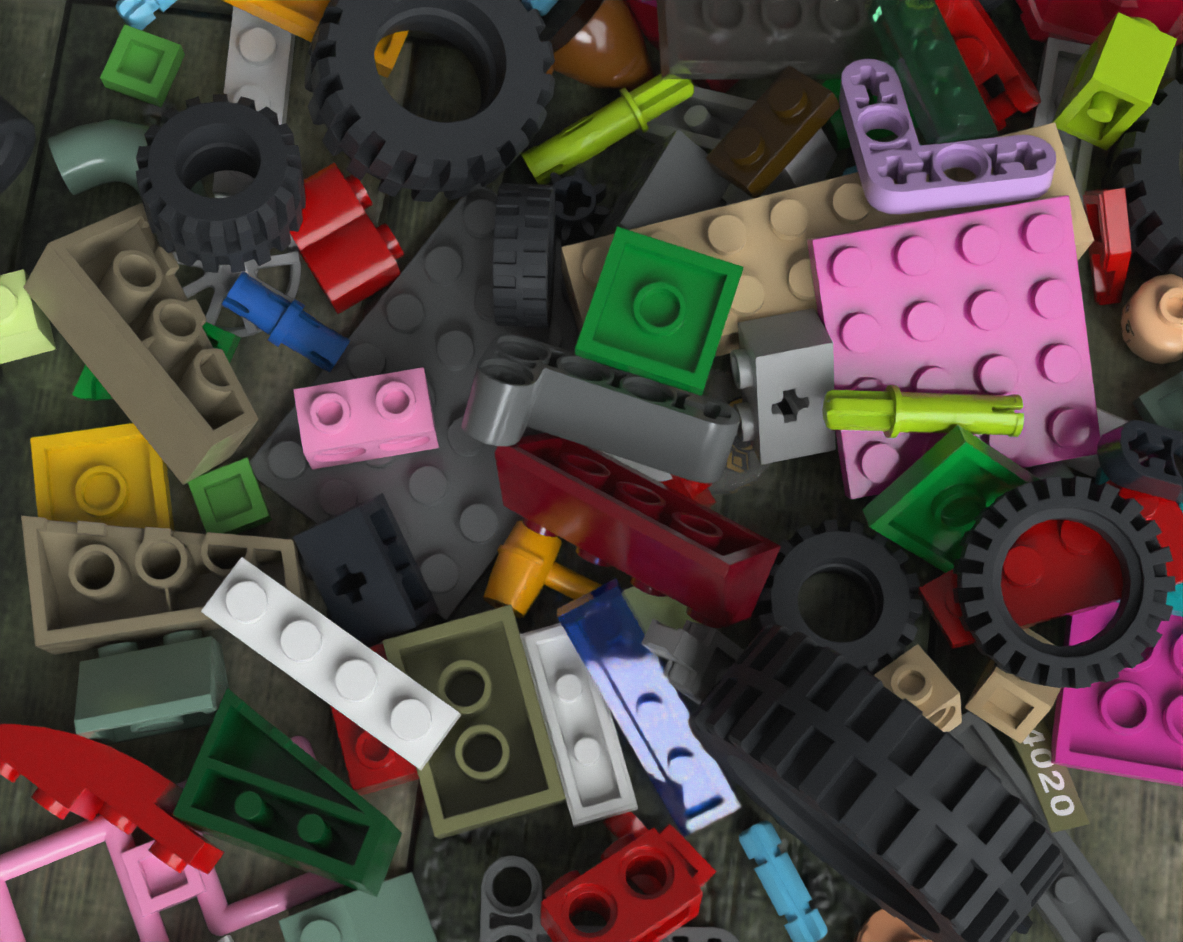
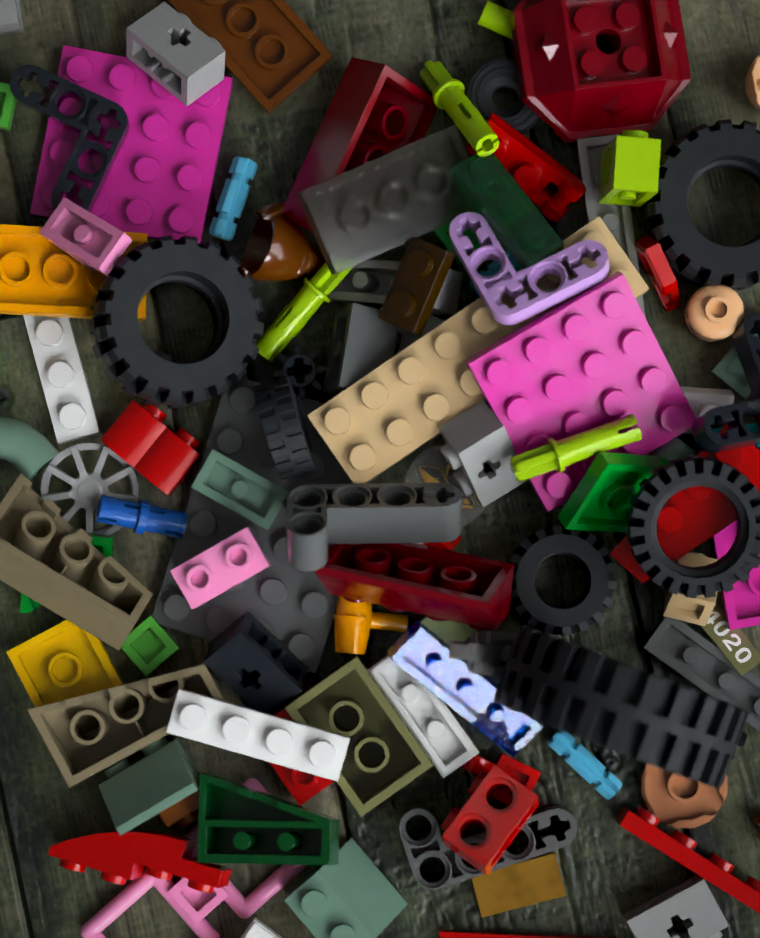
camera: 20 degrees left, 10 degrees up
(180, 741) = (183, 811): none -> dark orange plate
(212, 140) = (60, 415): black tyre -> none
(431, 325) = (240, 489): none -> sand green plate
(658, 311) = (386, 442): green plate -> none
(925, 686) = (629, 626): tan brick -> none

